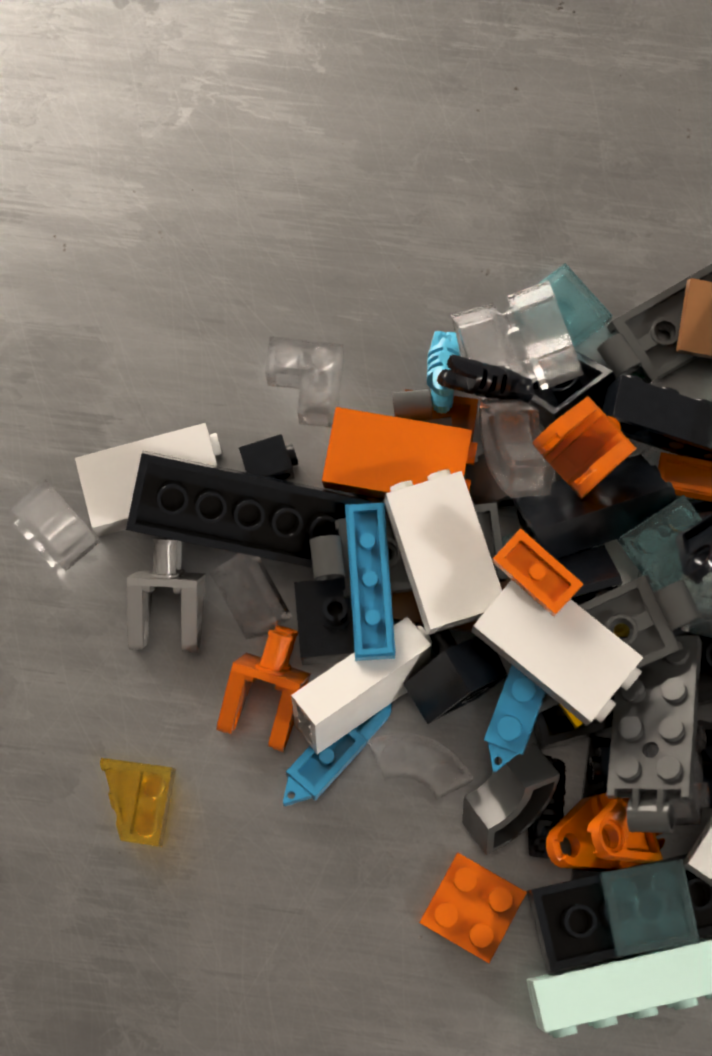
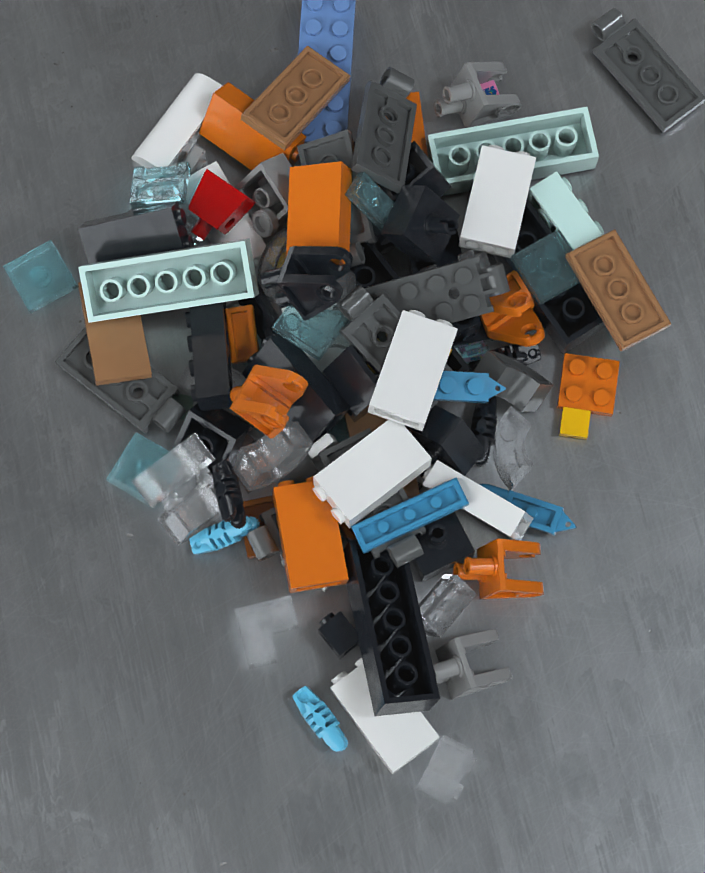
camera: 115 degrees left, 0 degrees up
(140, 799) = (610, 629): clear yellow wing -> none
(175, 405) = (320, 719): none -> medium azure hinge
(426, 866) = (574, 423): none -> yellow tile
(460, 738) = (484, 427): none -> black hinge
(508, 517) = (322, 444): none -> white tile
(537, 572) = (375, 392): orange plate -> none
(571, 767) = (473, 351): none -> clear light blue tile
(581, 988) = (618, 290): none -> medium nougat tile

